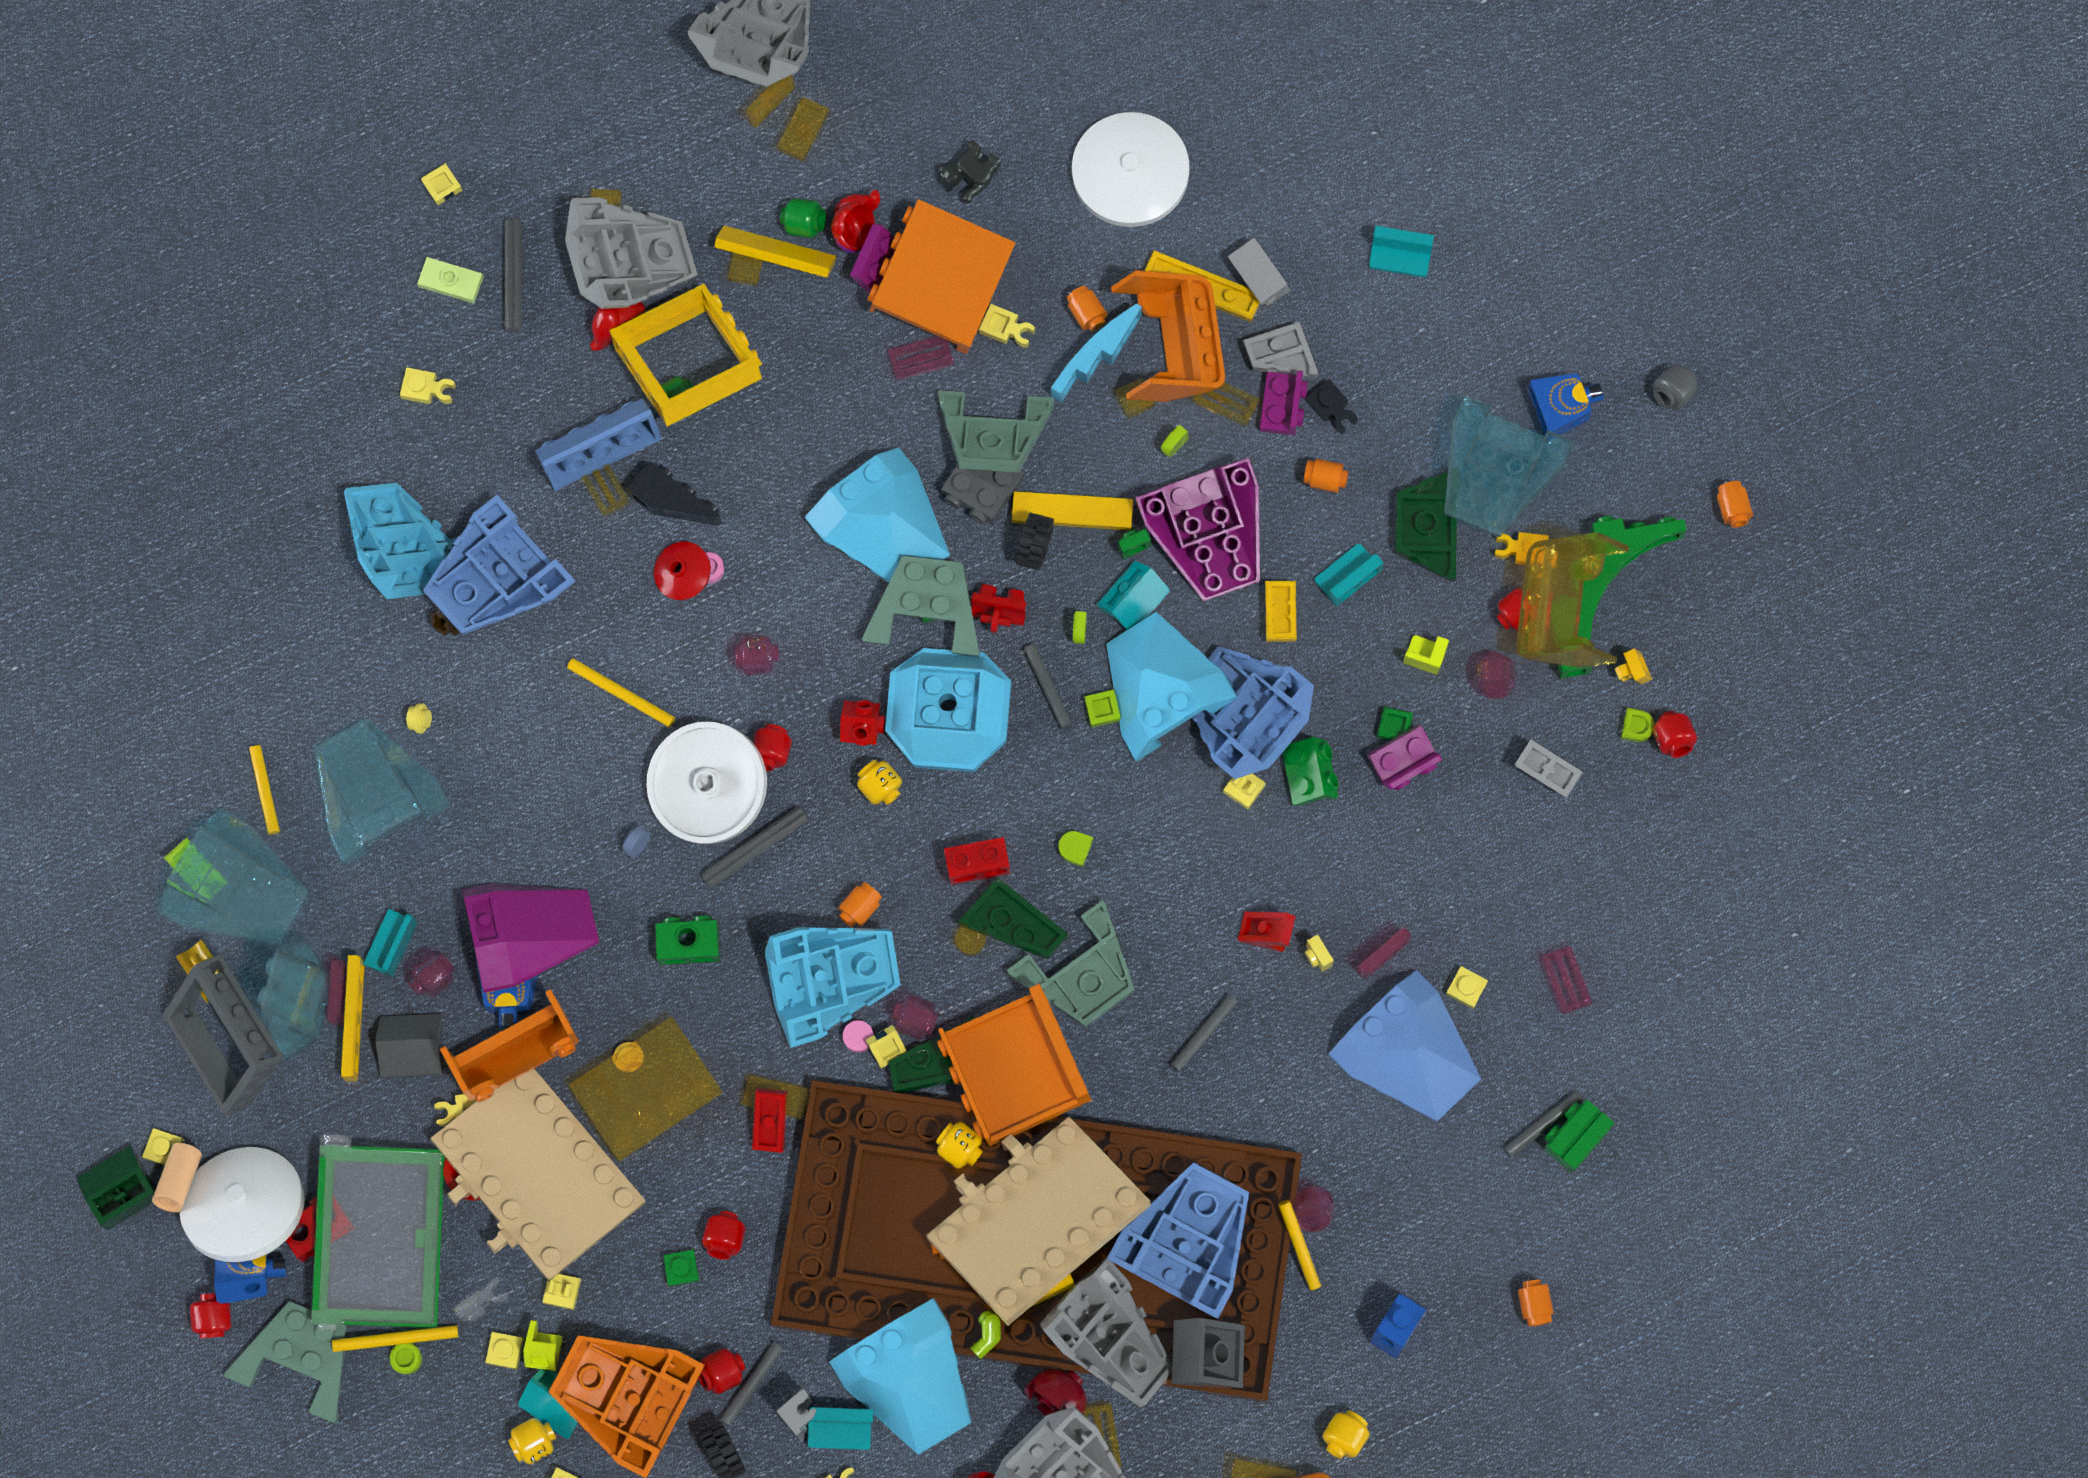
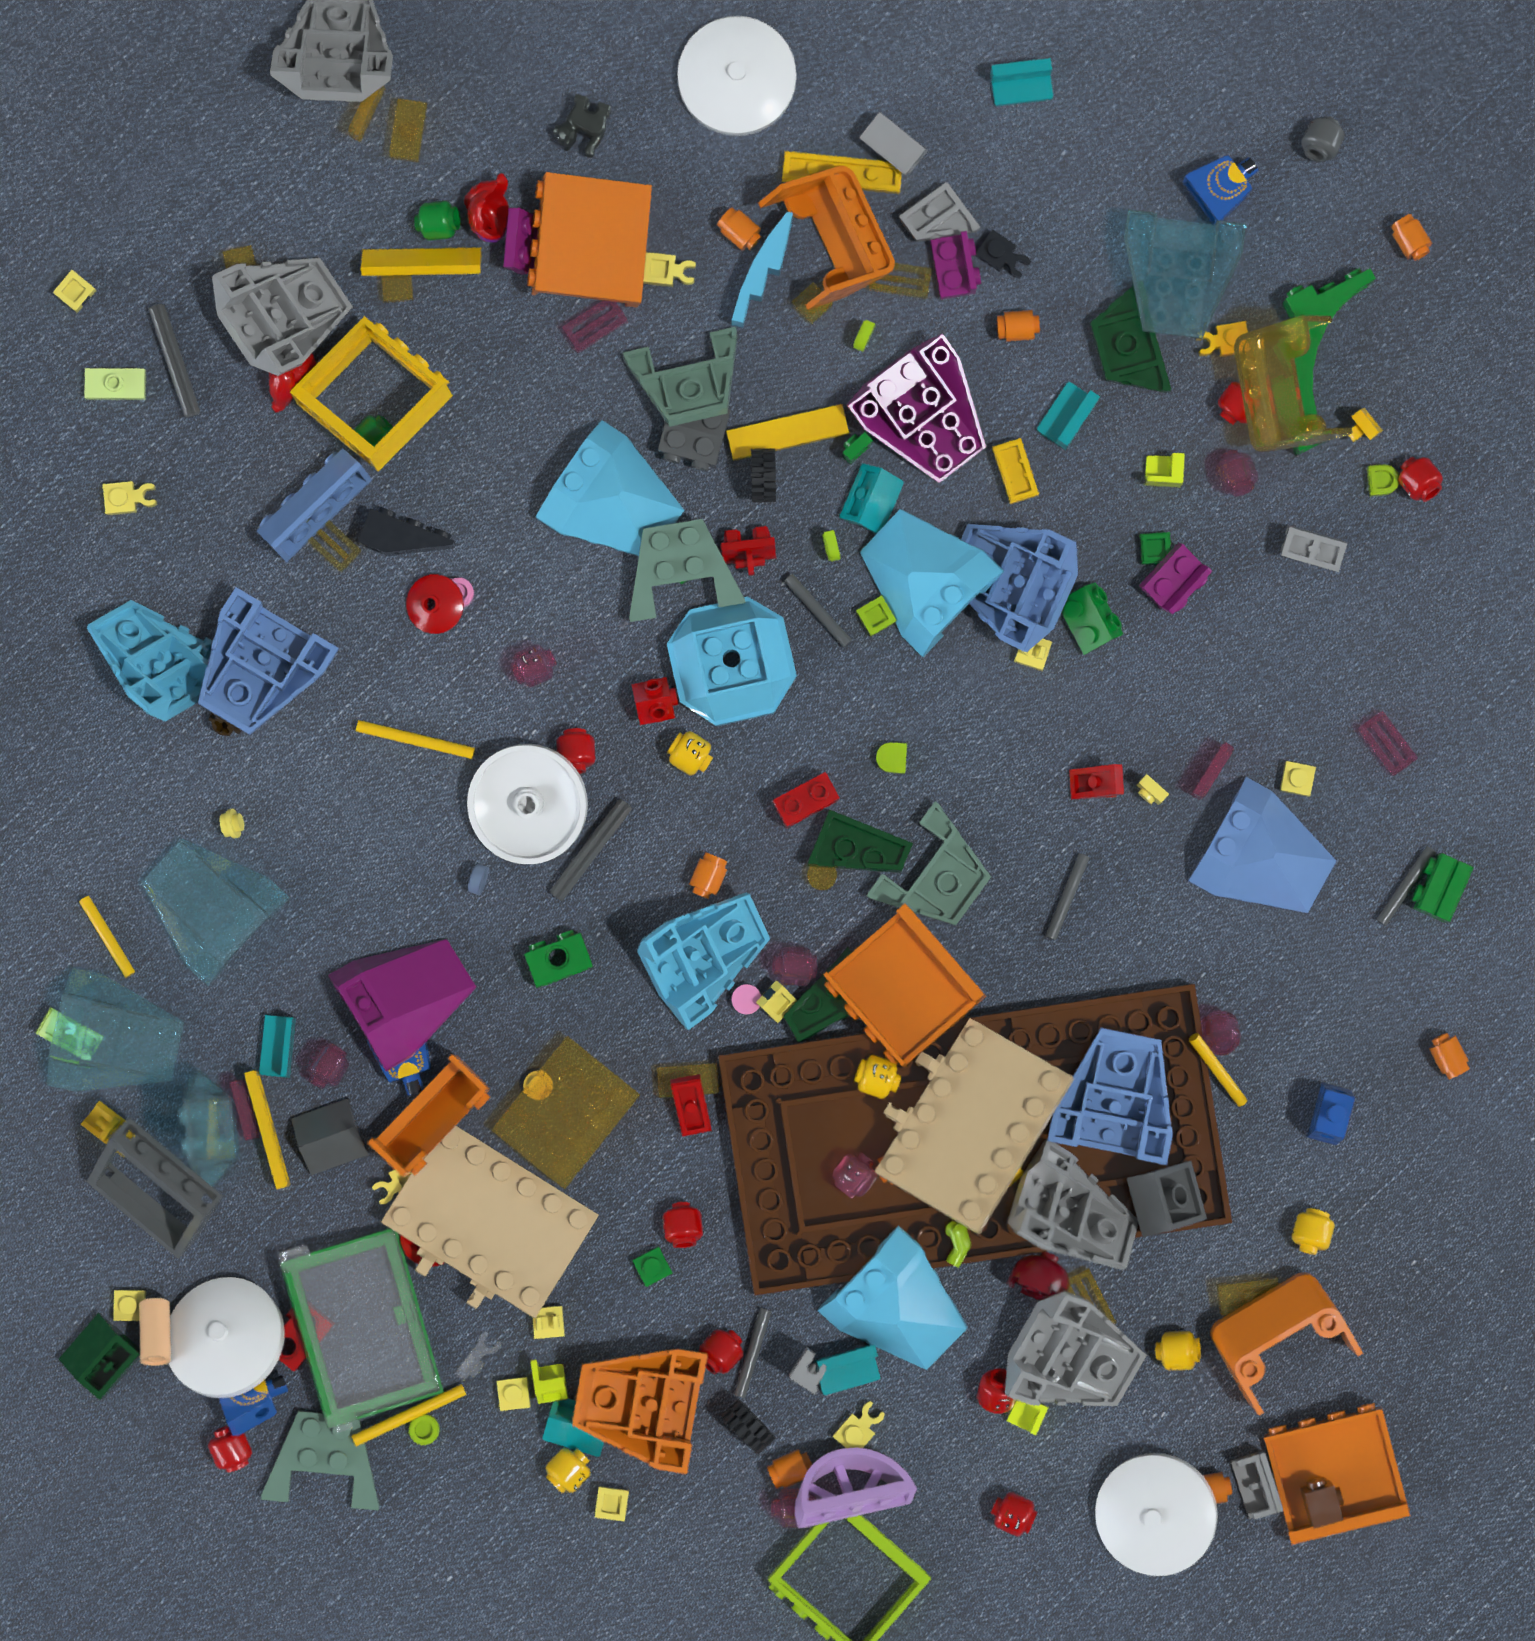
camera: 25 degrees left, 10 degrees up
(907, 1237) = (854, 1175): none -> clear pink head

